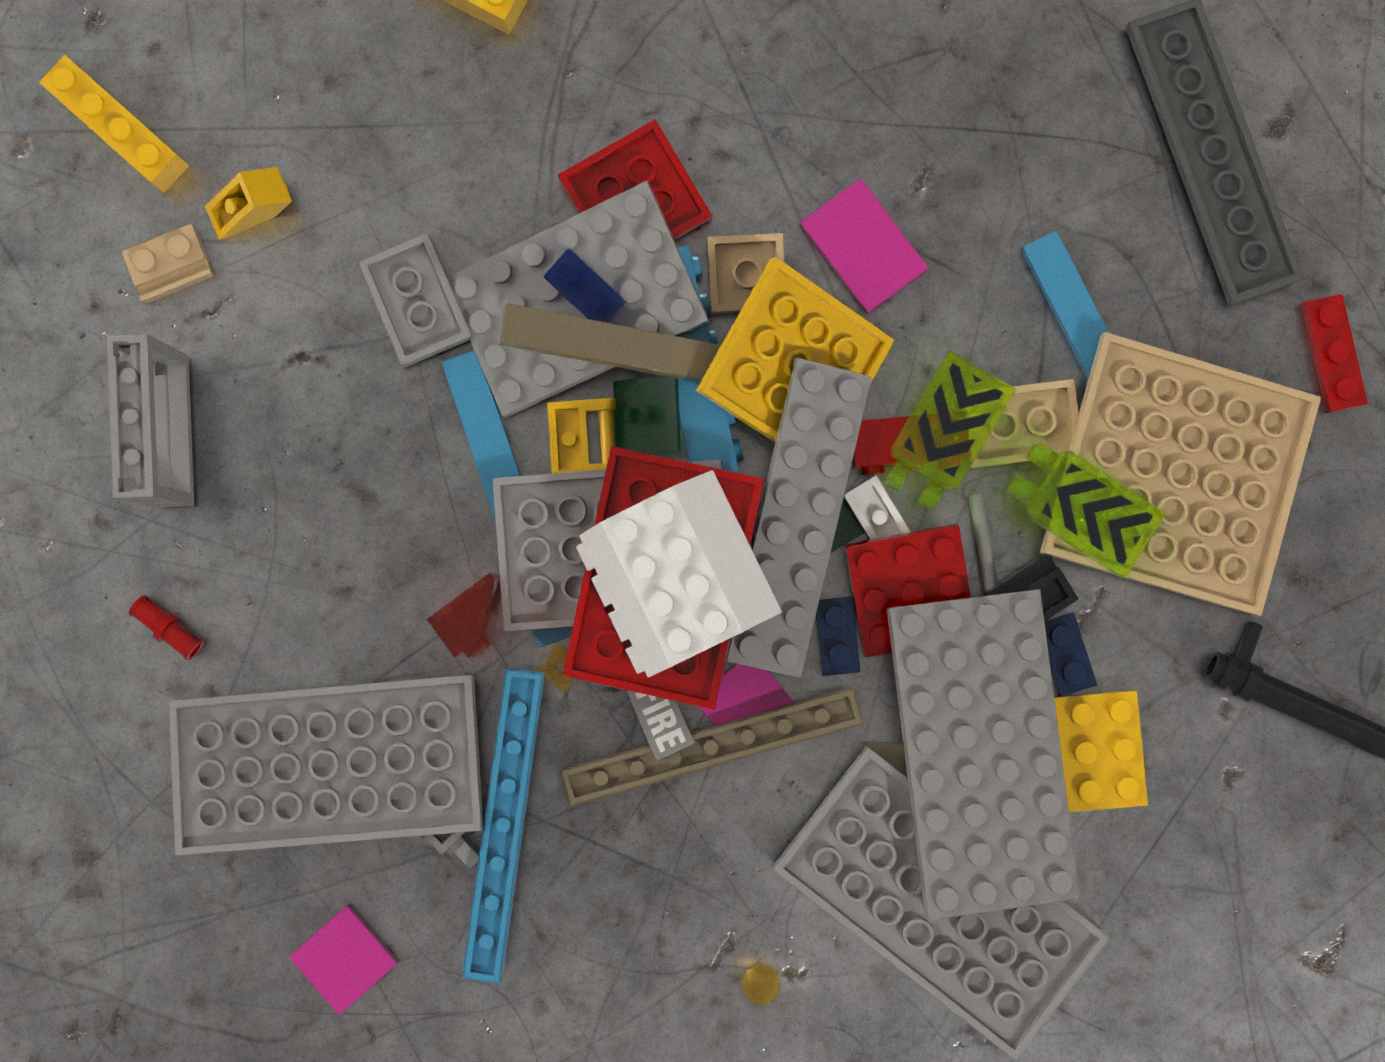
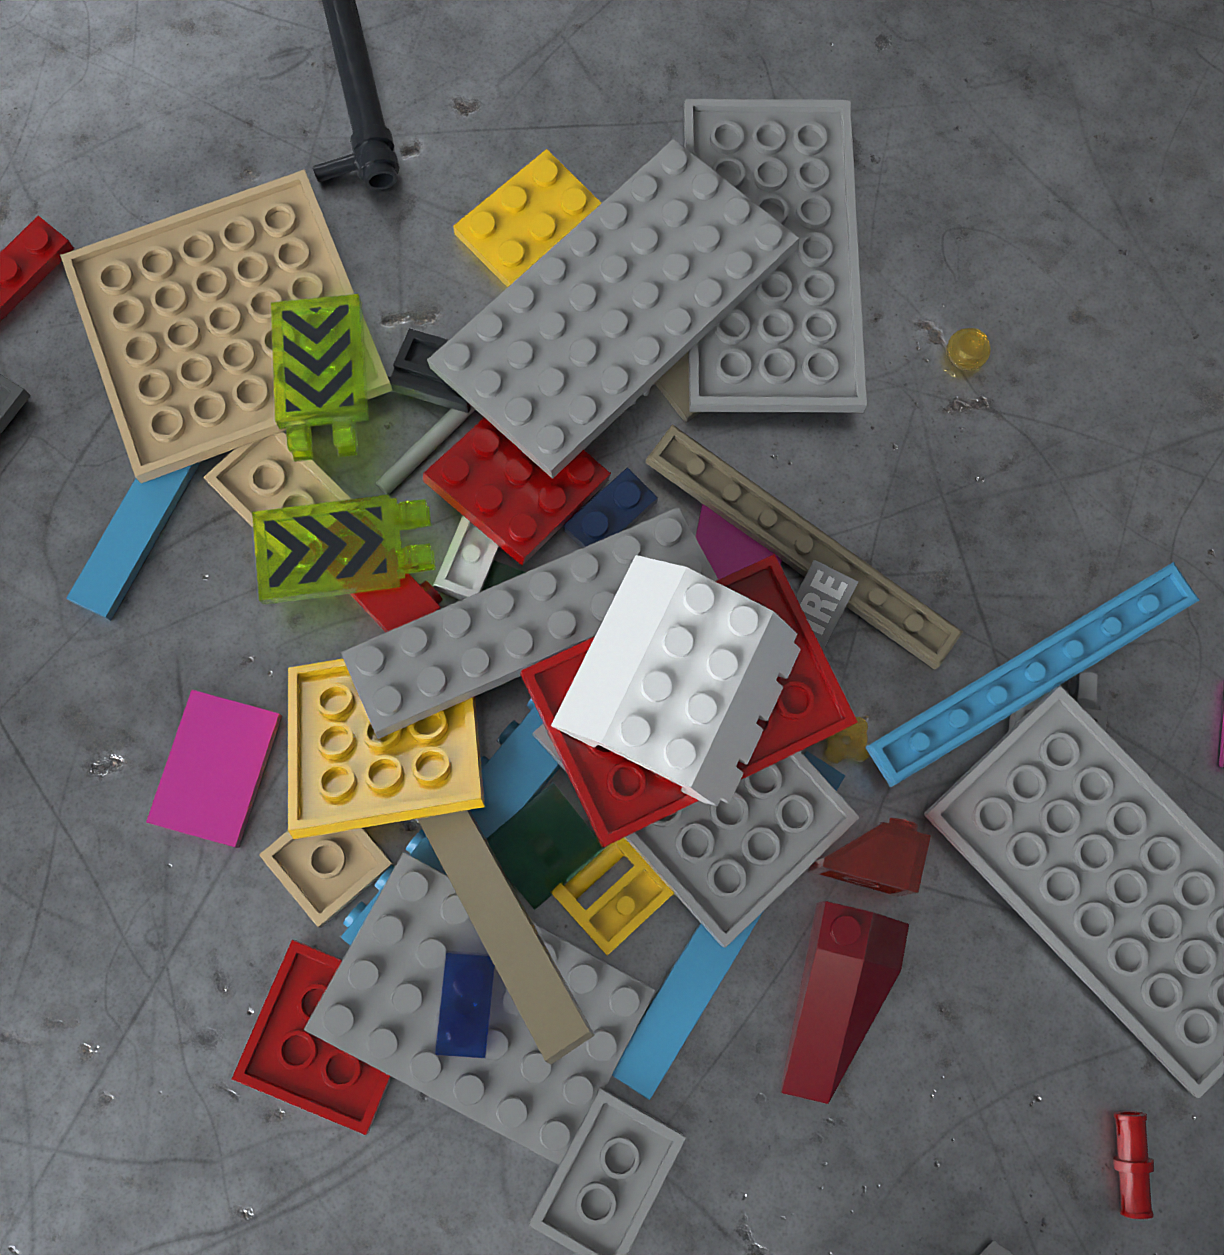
camera: 135 degrees left, 10 degrees down
(411, 538) = (843, 985): none -> dark red wedge
(1068, 655) = (465, 301): dark blue plate -> none

